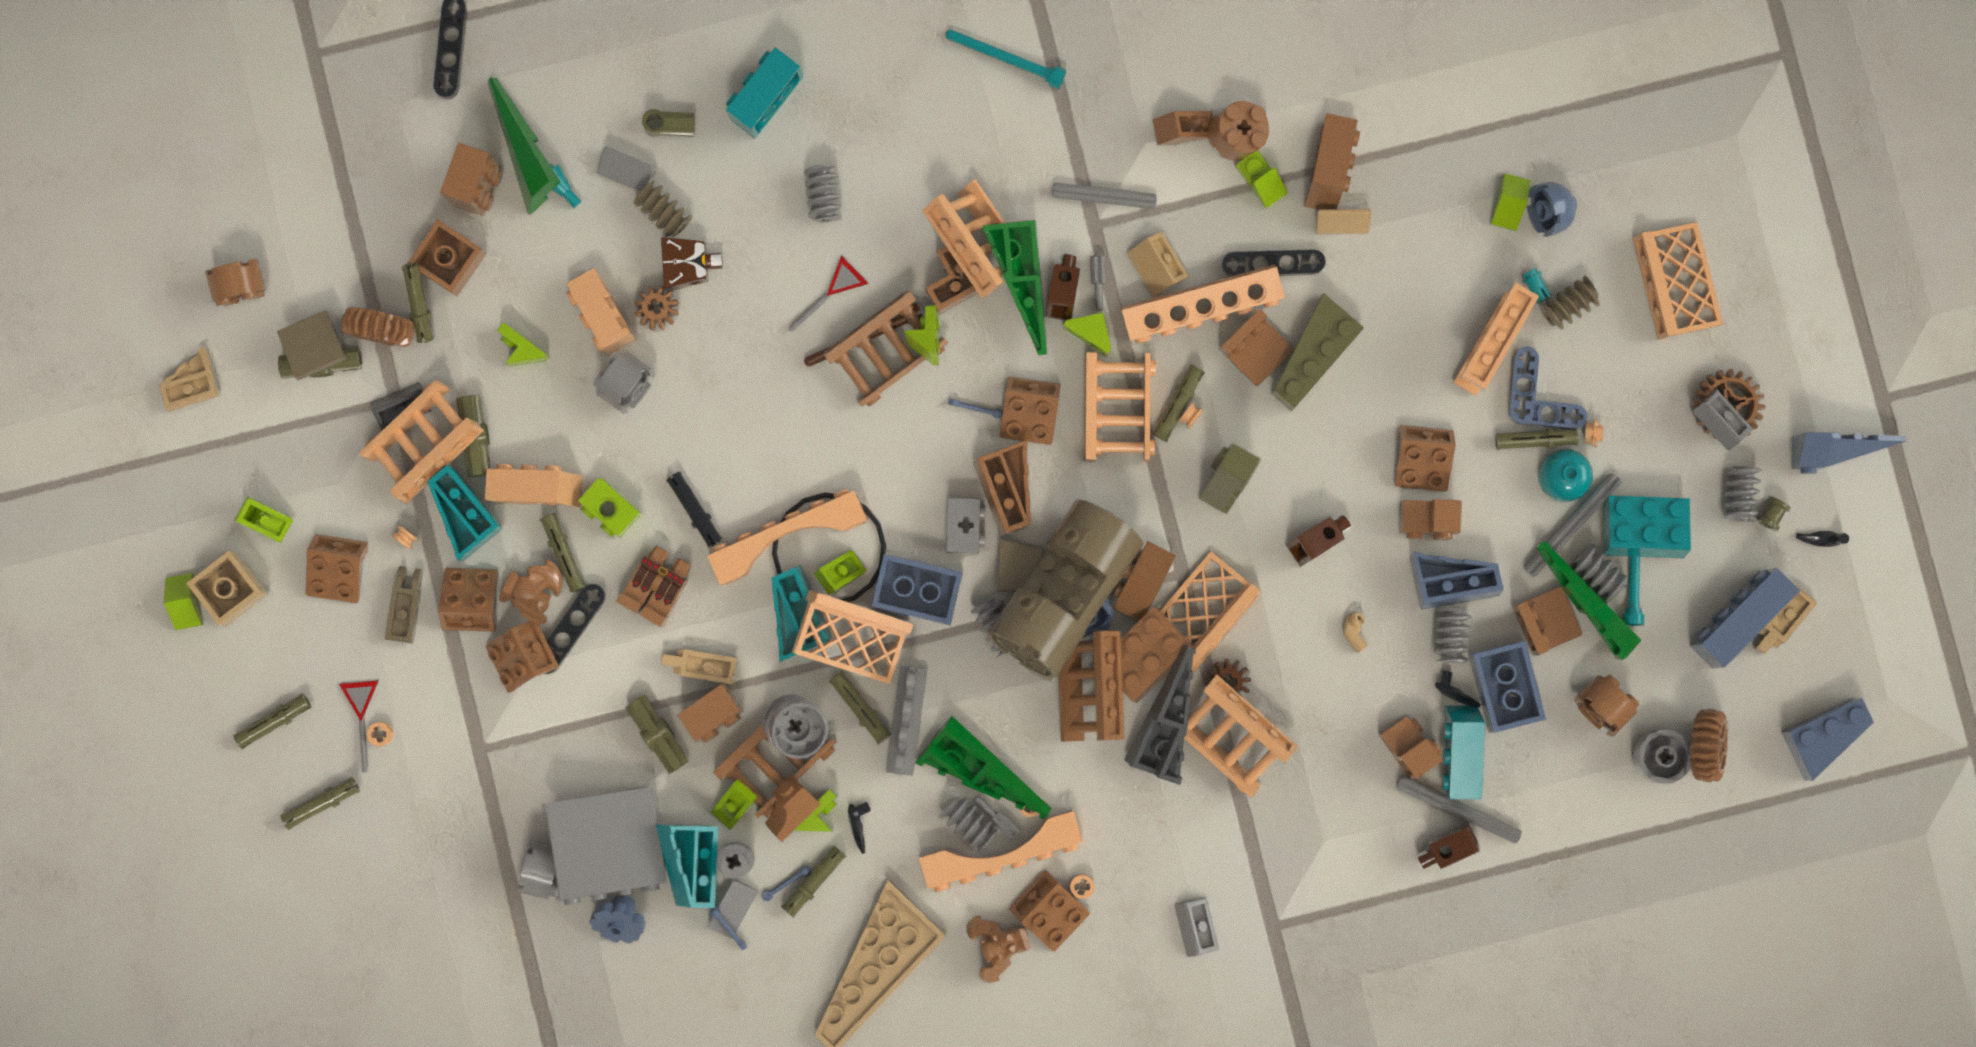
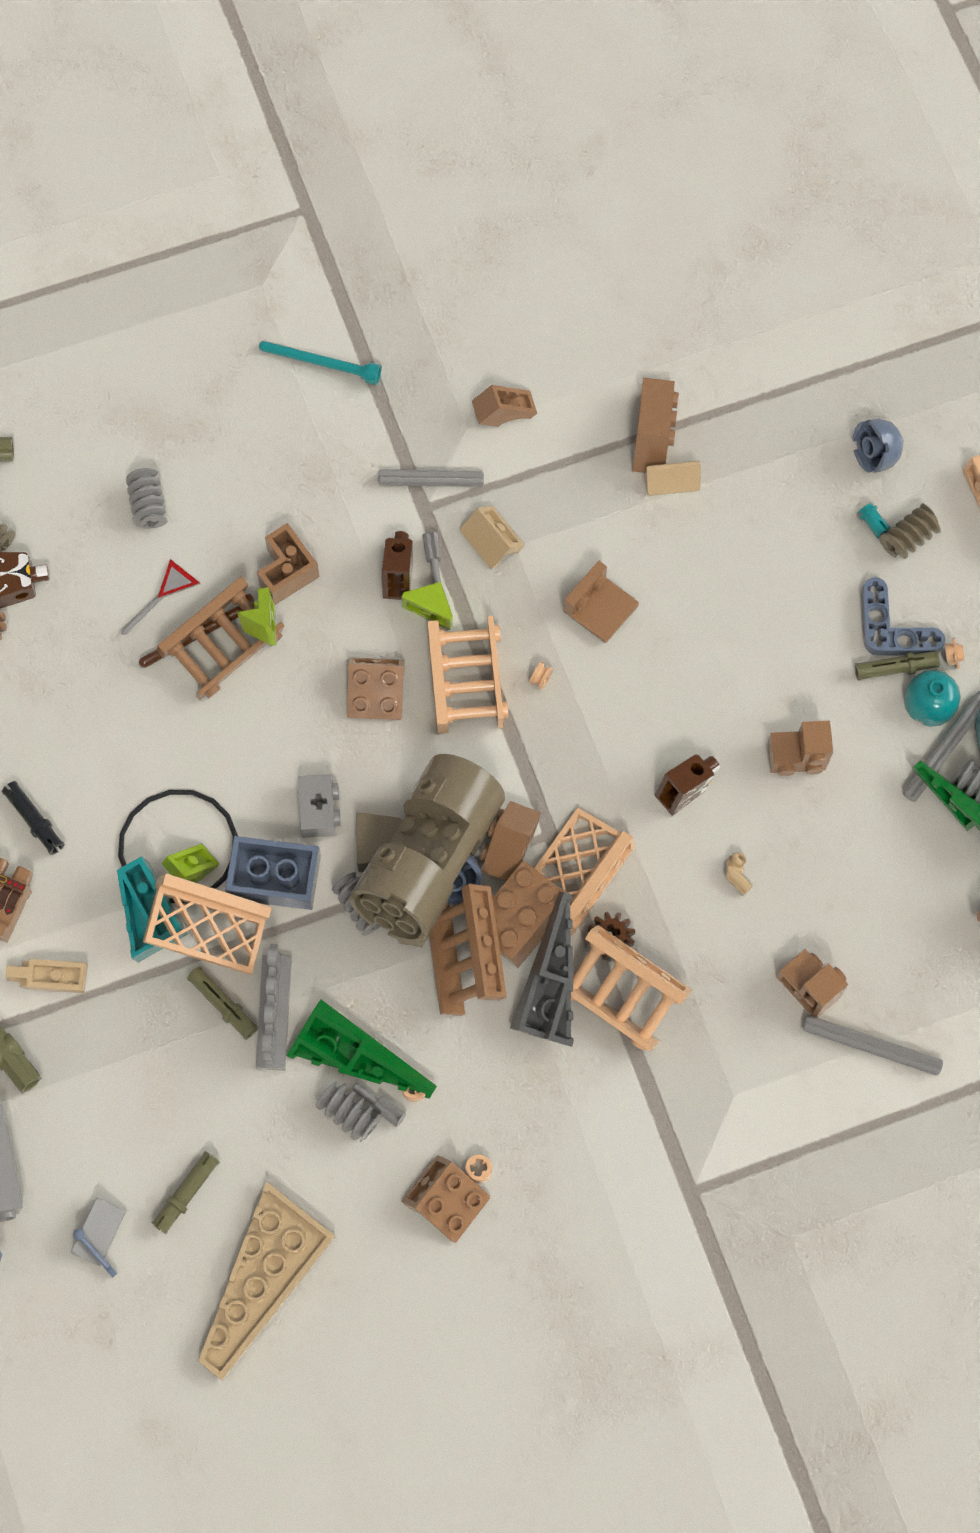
camera: 10 degrees left, 15 degrees down
(690, 862) = (47, 1181): teal wedge -> none
(711, 713) = (61, 1020): medium nougat brick -> none
(725, 864) = (101, 1184): light grey piece -> none
(734, 804) = (93, 1116): lime slope -> none
(737, 559) = (80, 862): light nougat arch -> none
(749, 750) = (124, 1036): medium nougat fence -> none
(764, 92) = (80, 408): teal brick -> none
(767, 895) = (136, 1214): sand blue hinge -> none
(791, 807) = (155, 1109): medium nougat arch -> none
(808, 733) = (168, 1019): light grey wheel -> none
(814, 821) = (177, 1125): lime slope -> none
(856, 825) = (227, 1126): black bar -> none
(946, 867) = (330, 1161): light nougat arch -> none
(958, 236) = (297, 532): light nougat fence -> none
(997, 413) = (341, 694): sand blue hinge -> none
(997, 945) = (393, 1242): medium nougat animal -> none
(1006, 486) = (357, 760): medium nougat wedge -> none
(1018, 257) = (349, 535): green wedge -> none
(1183, 394) = (531, 656): olive pin -> none
(1196, 927) = (607, 1200): light grey slope -> none
(1230, 476) = (588, 720): olive wedge -> none
(1239, 130) = (558, 401): medium nougat brick -> none
(1262, 179) = (587, 448): lime slope -> none
(1270, 294) = (602, 534): light nougat brick -> none
(1273, 258) = (607, 520): black beam -> none
(1320, 345) = (665, 596): olive wedge -> none
(1425, 458) = (786, 695): medium nougat bracket -> none
(1452, 635) = (838, 864): light grey piece -> none
(1452, 692) = (848, 925): black bar -> none
(1453, 581) = (833, 809): sand blue wedge -> none
(1460, 840) = (879, 1073): reddish brown torso -> none
(1463, 752) = (869, 983): teal wedge -> none
(1496, 339) = (841, 567): light nougat fence -> none
(1507, 687) = (904, 910): sand blue brick -> none
(1511, 202) = (837, 448): lime slope -> none
(1547, 621) = (935, 842): medium nougat bracket -> none

